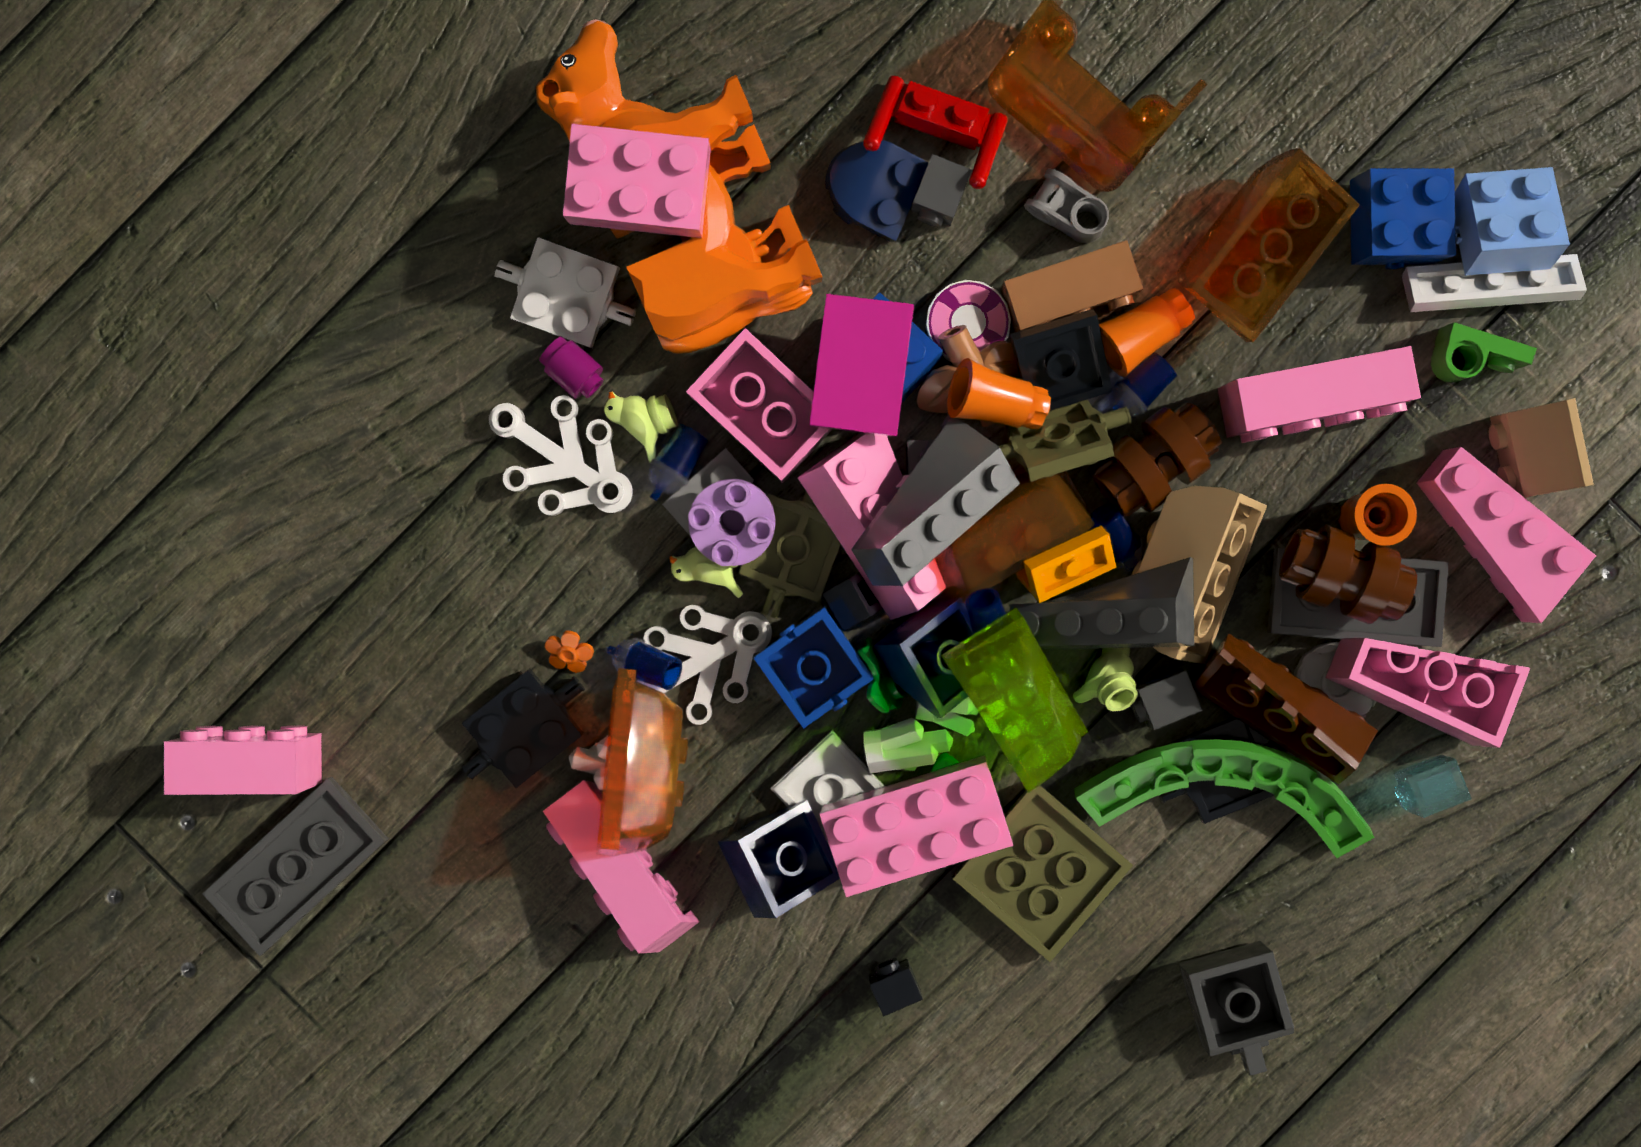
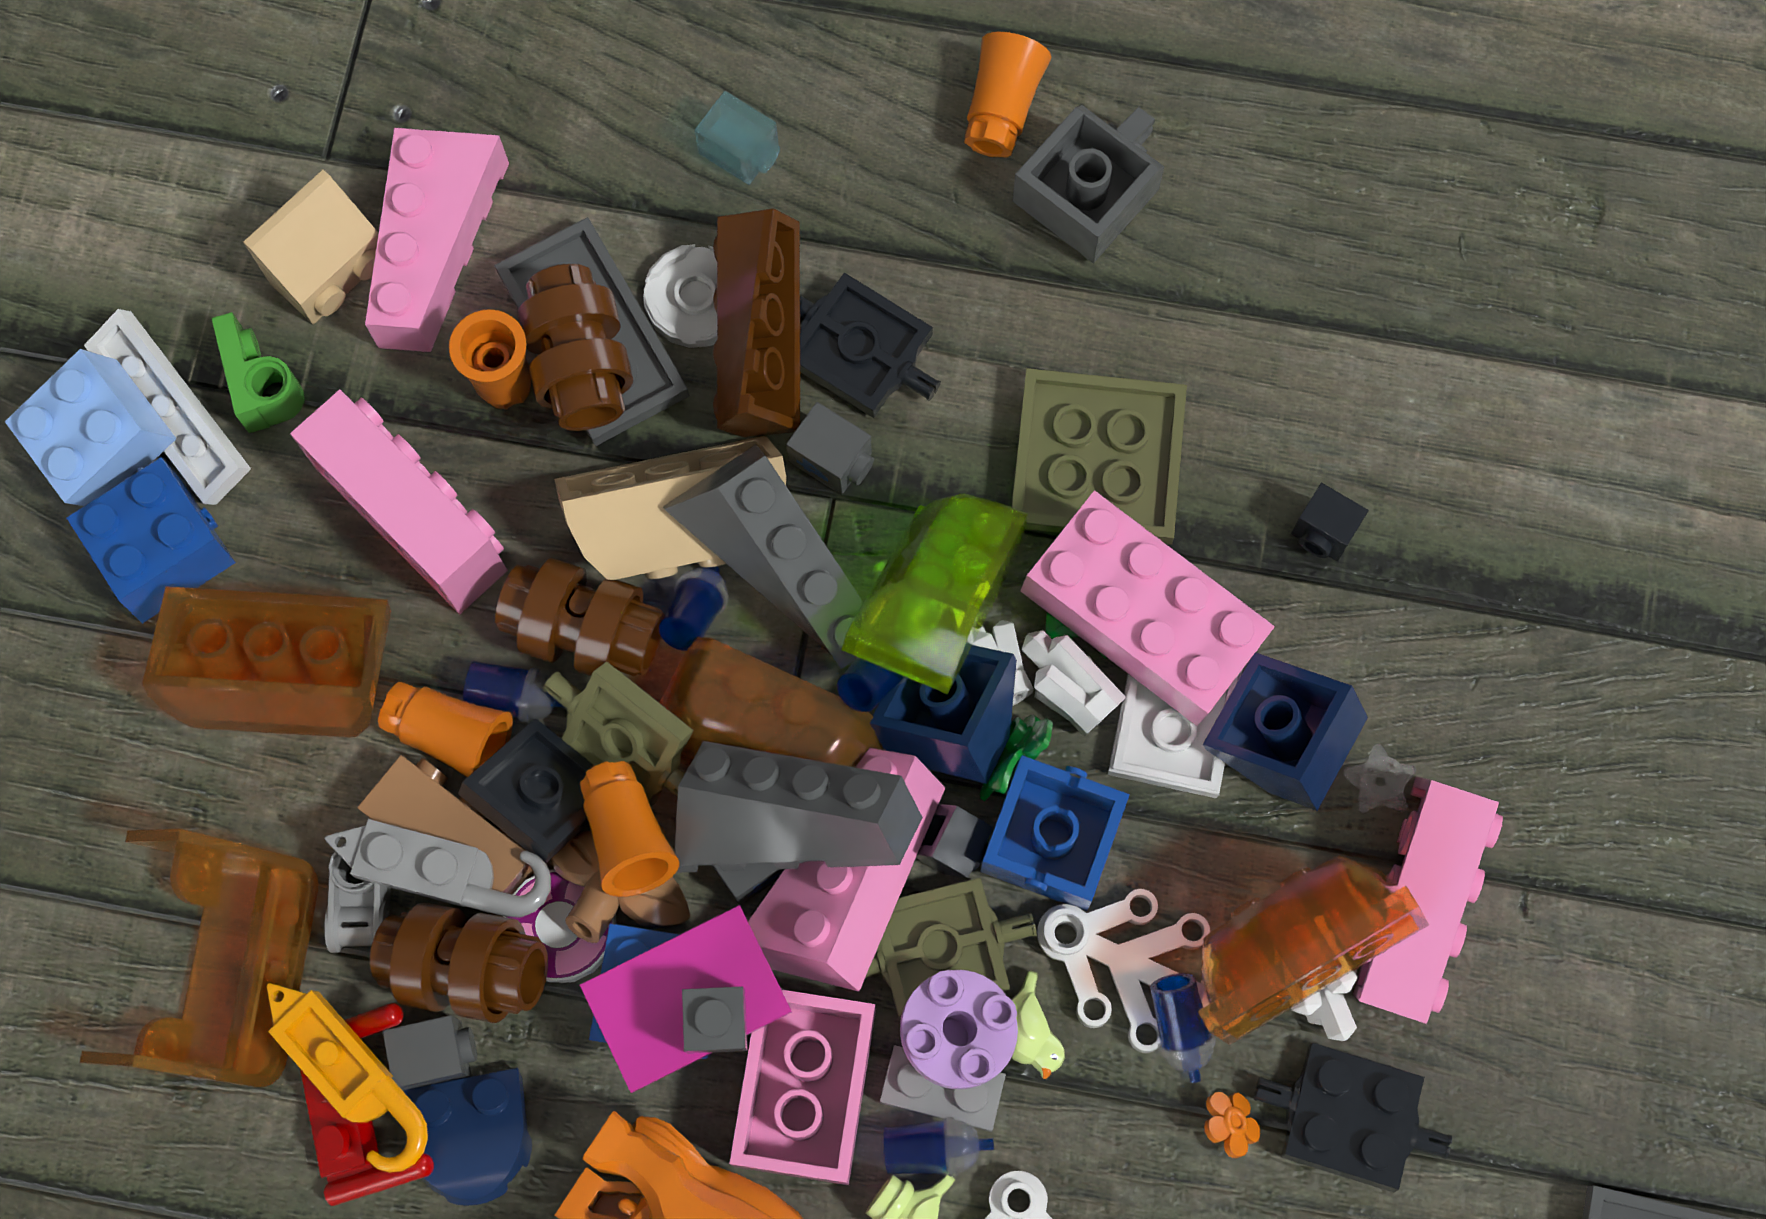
camera: 125 degrees left, 15 degrees down
(709, 908) = (1395, 777): none -> clear plate
(832, 370) = (714, 1020): none -> dark grey brick
(963, 130) = (344, 1069): none -> light orange plate
(972, 252) = (472, 964): none -> reddish brown piece
(1052, 264) = (436, 868): none -> light grey plate
(1068, 564) = (757, 632): light orange panel -> none
(1110, 680) = (850, 515): yellowish green animal -> none
(1232, 765) = (856, 340): bright green plate -> none
(1342, 989) = (1004, 91): none -> orange plant
(1439, 688) = (633, 186): bright pink wedge -> none

